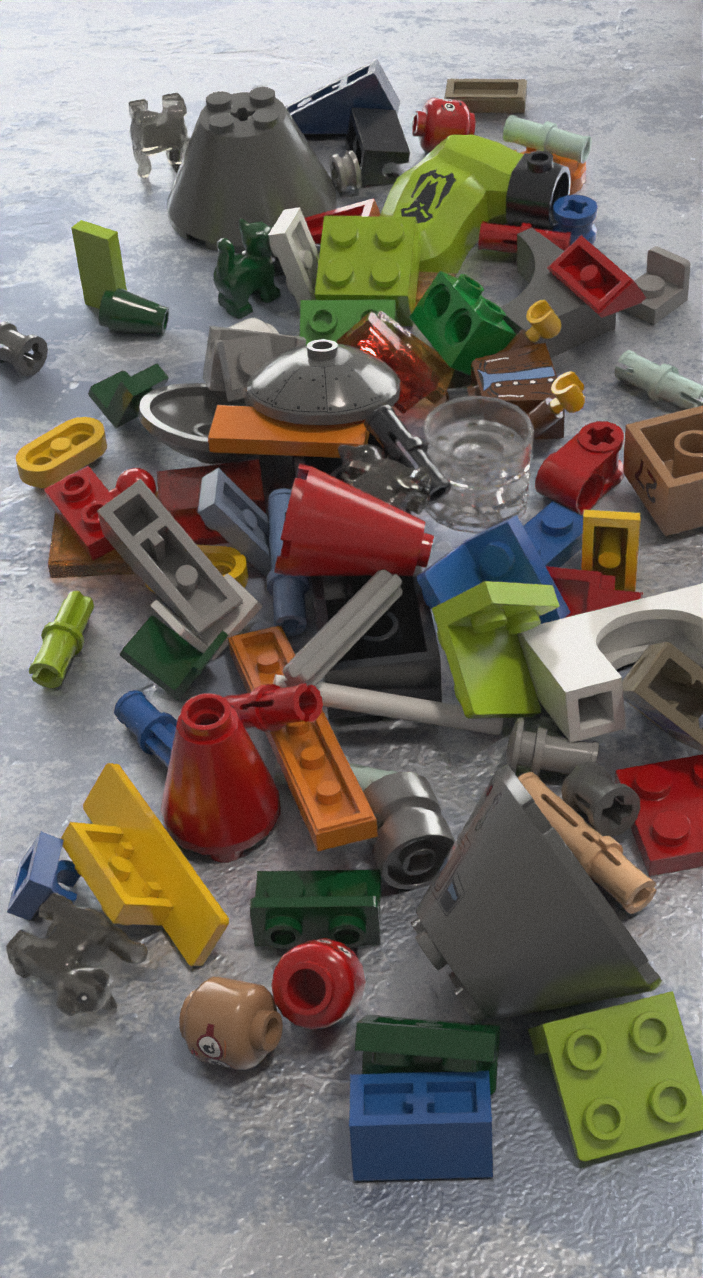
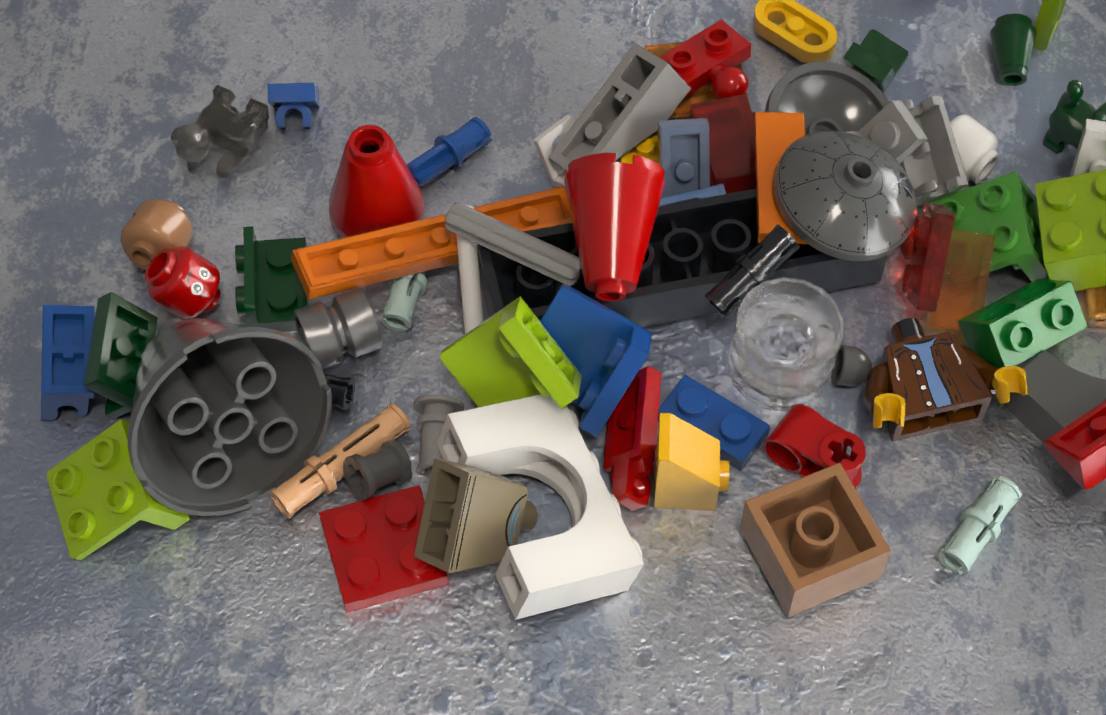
camera: 80 degrees right, 15 degrees up
(61, 640) = (555, 71): lime axle -> none
(140, 869) = (292, 154): yellow bracket -> none
(168, 657) = (522, 152): dark green bracket -> none
(273, 707) = (434, 202): red pin -> none
(385, 478) = (693, 251): clear smoke animal -> none

